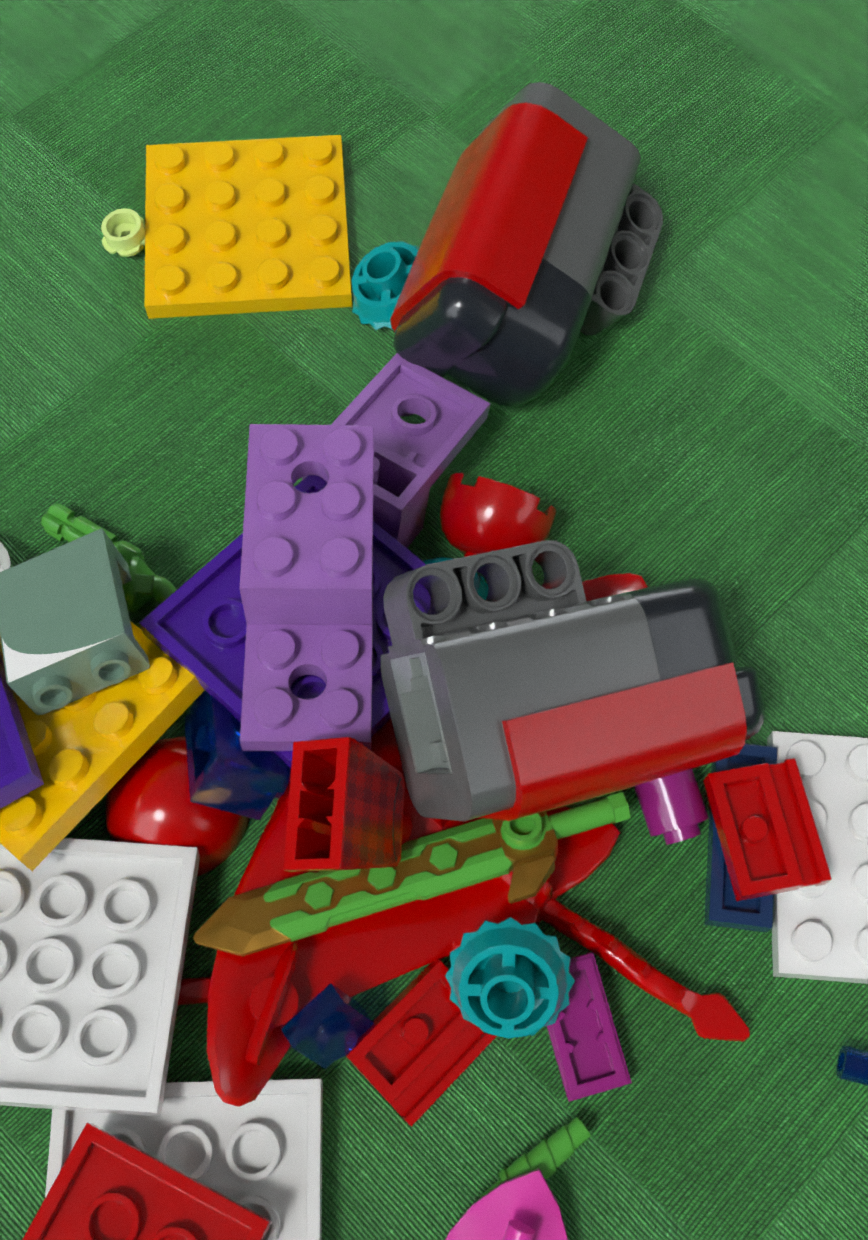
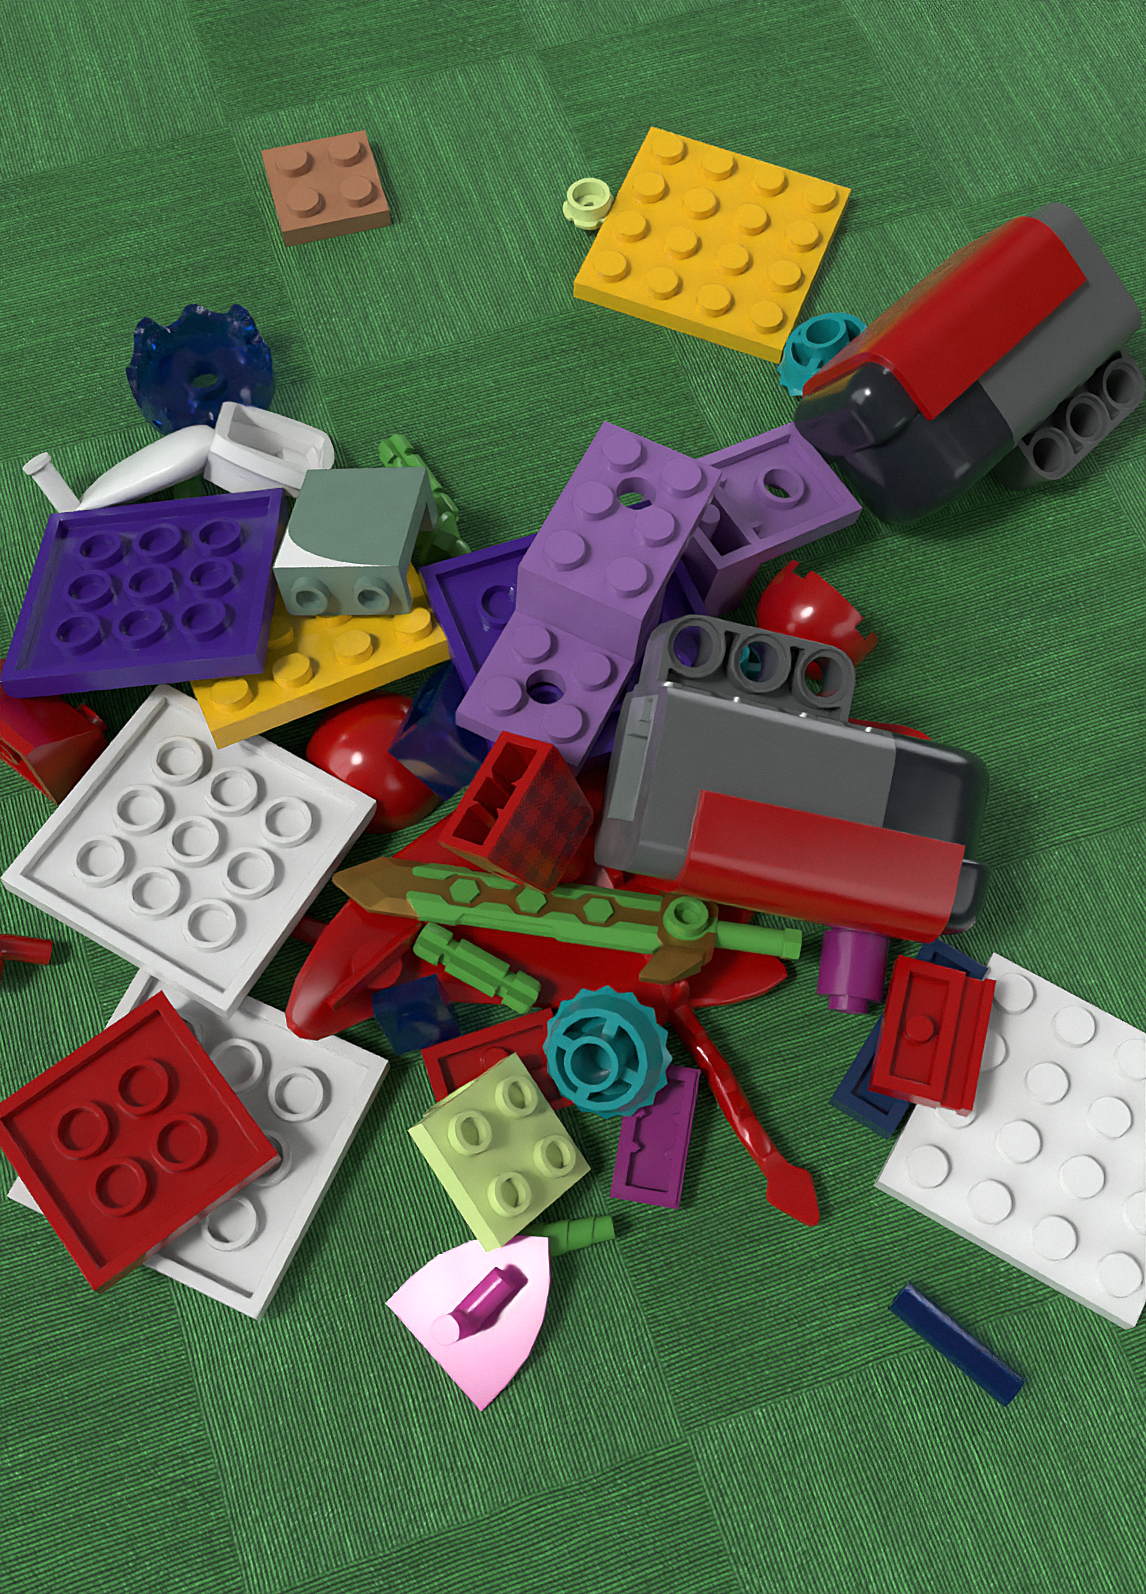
camera: 25 degrees right, 0 degrees up
(362, 958) = (477, 968): none -> bright green axle
(459, 1115) = (499, 1151): none -> yellowish green plate

